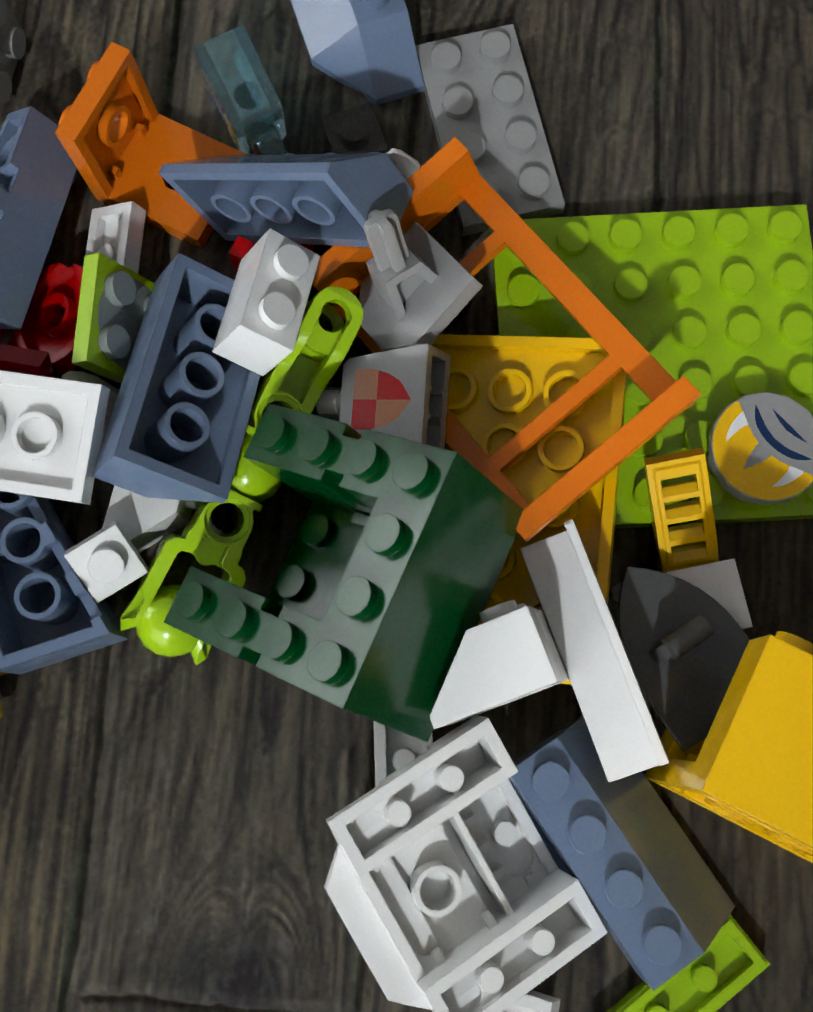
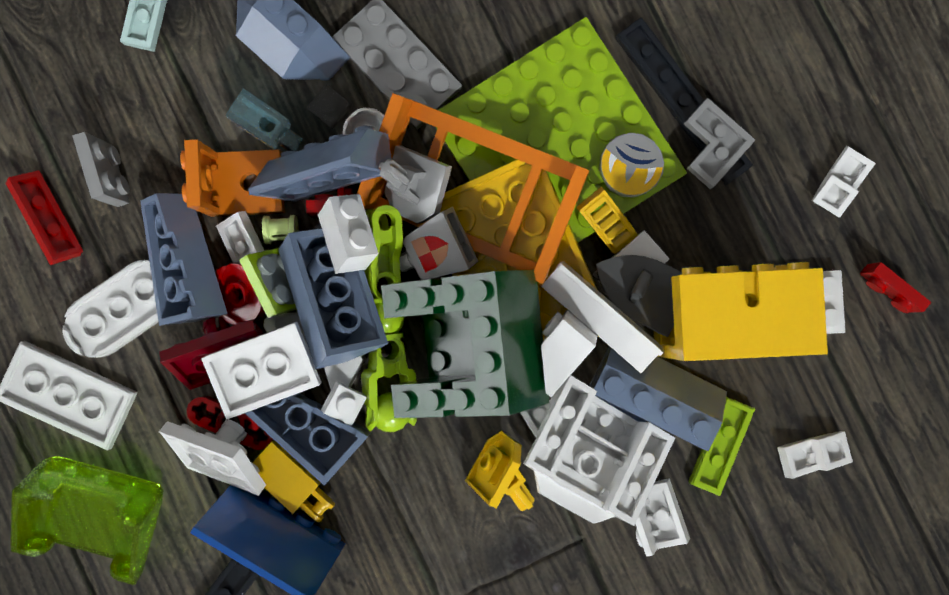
camera: 30 degrees left, 10 degrees up
(165, 248) = (278, 228): none -> yellowish green bush
(280, 821) = (498, 473): none -> yellow piece

